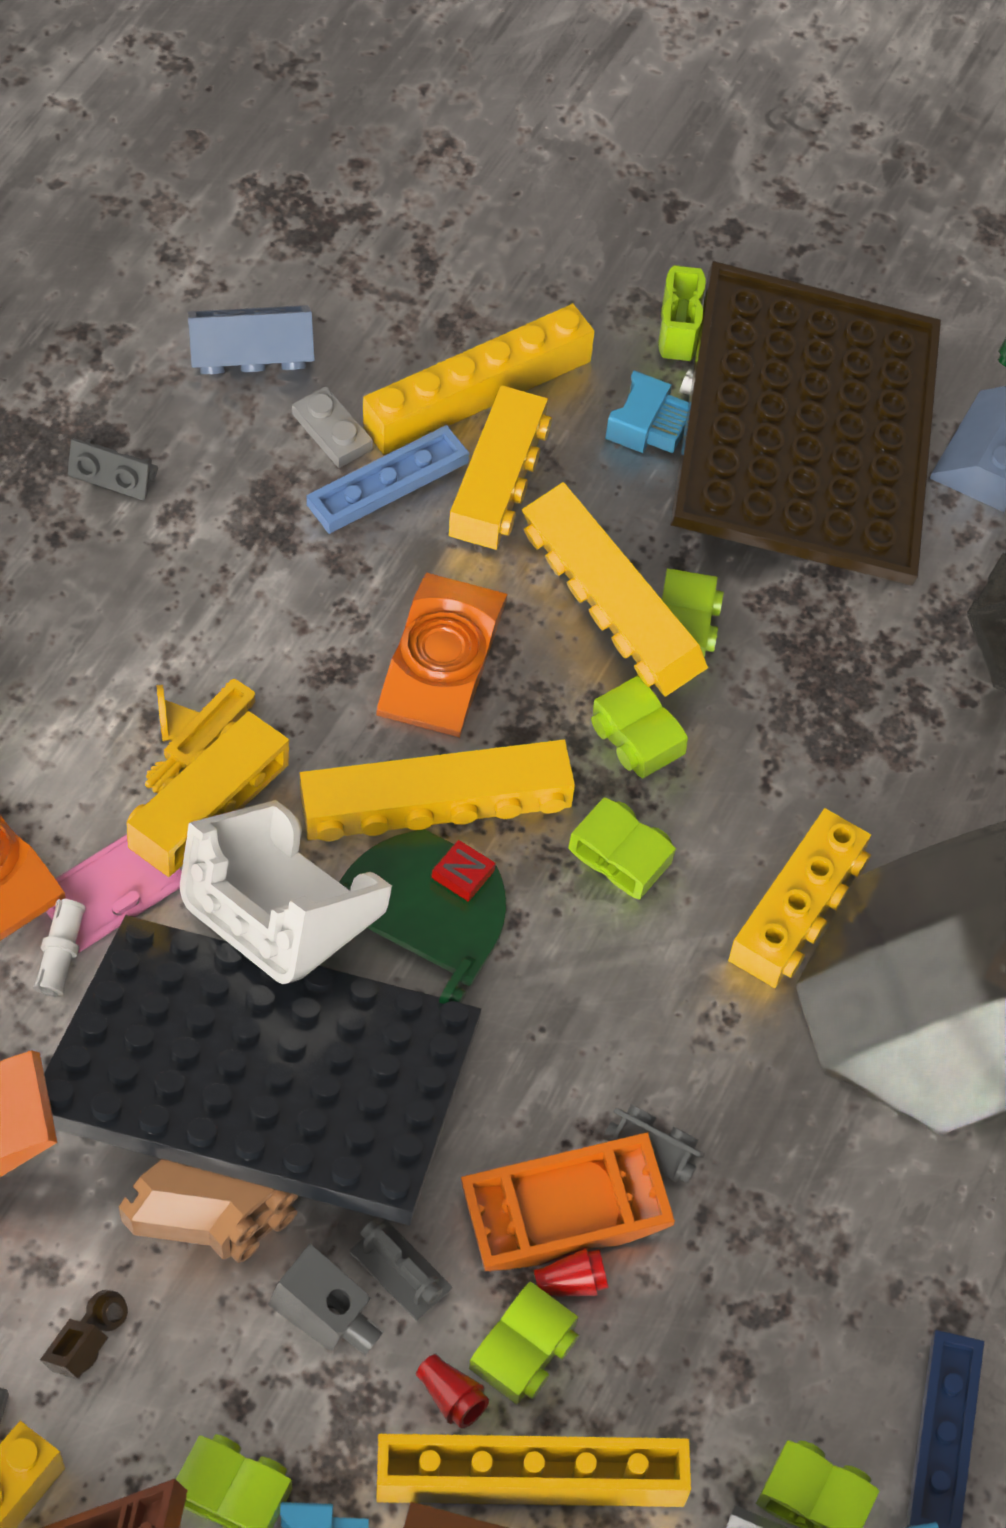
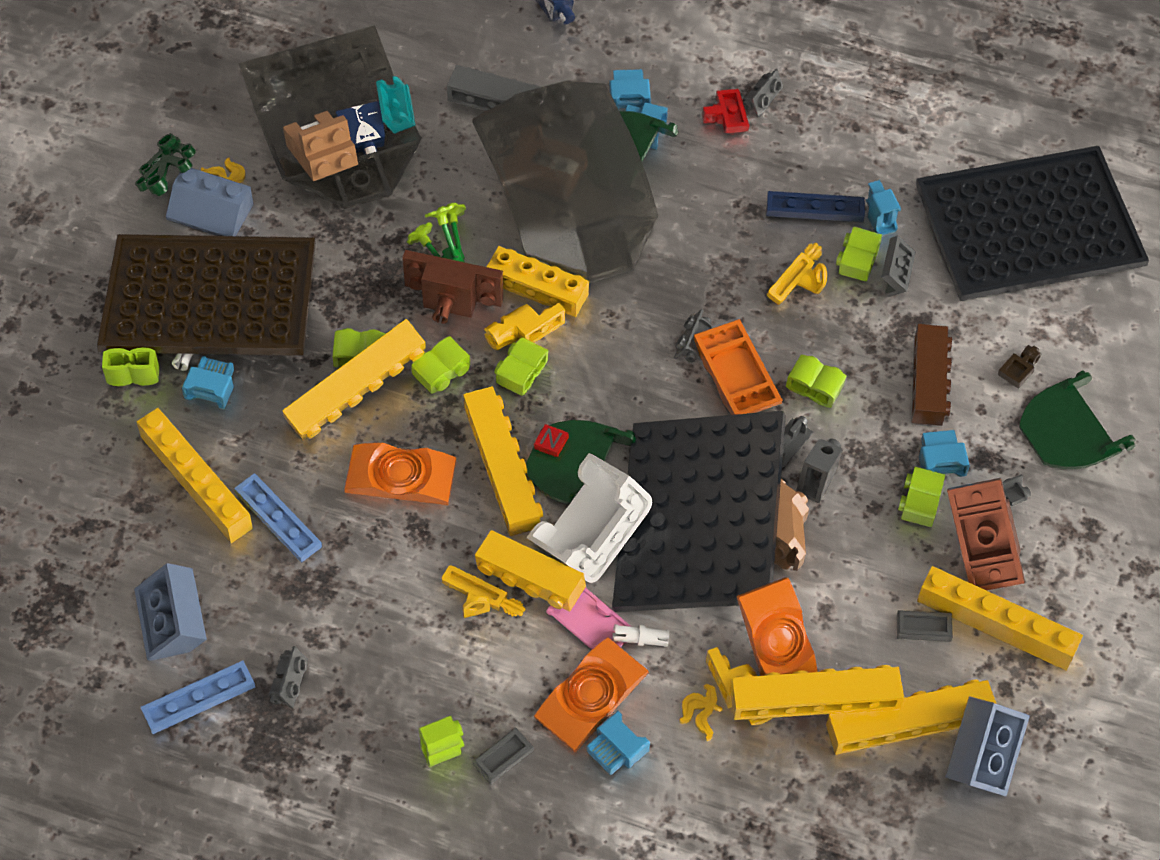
camera: 95 degrees left, 0 degrees up
(80, 1341) = (868, 579): dark brown plate -> none
(108, 359) = (197, 697): none -> medium blue plate
(332, 427) = (236, 558): light grey plate -> none
(454, 1392) = (847, 409): red cone -> none
(498, 468) = (265, 453): yellow brick -> none
(533, 1470) = (882, 367): yellow brick -> none
(574, 1275) = (775, 364): red cone -> none
(705, 863) = (524, 323): none -> yellow plate
(782, 1367) = (800, 274): none -> yellow piece
(786, 748) = (451, 284): none -> copper brick
(916, 729) = (444, 215): none -> plant

